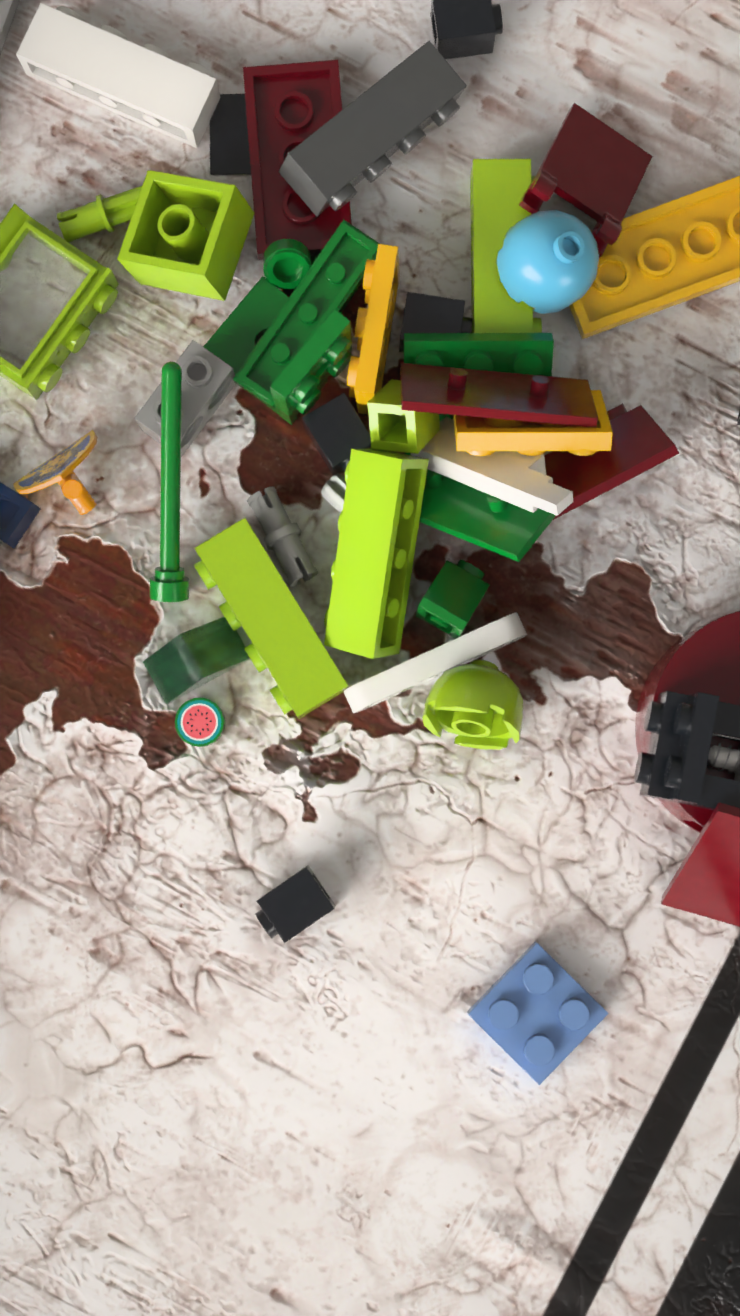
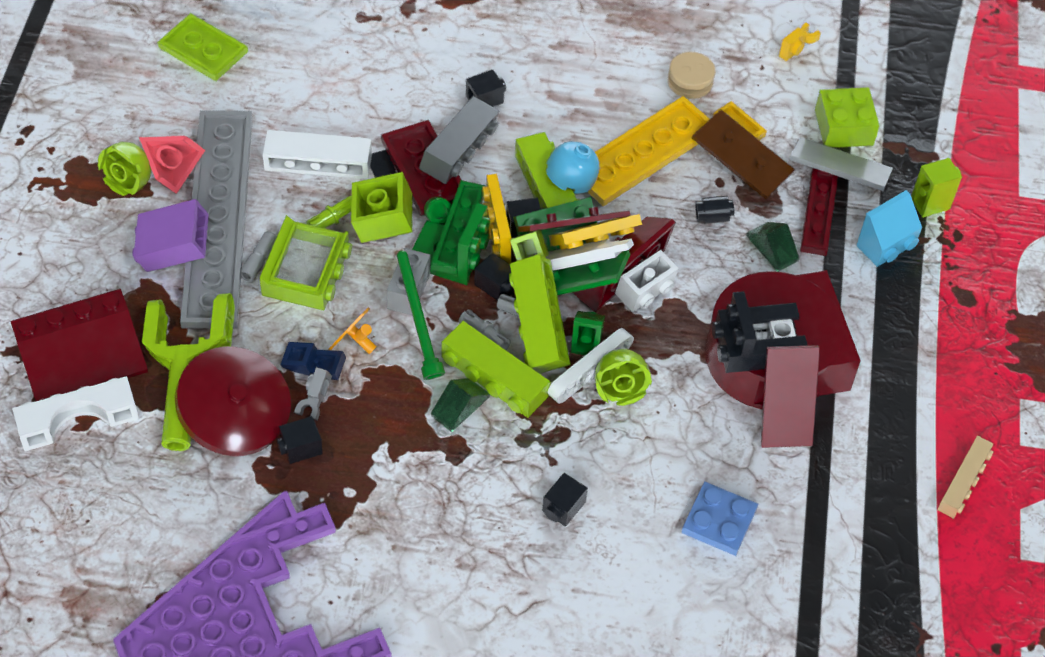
camera: 25 degrees left, 30 degrees down
(200, 722) = (474, 432): tile -> none
(592, 171) = (576, 128): dark red flag -> none
(593, 533) = (647, 281): none -> white brick

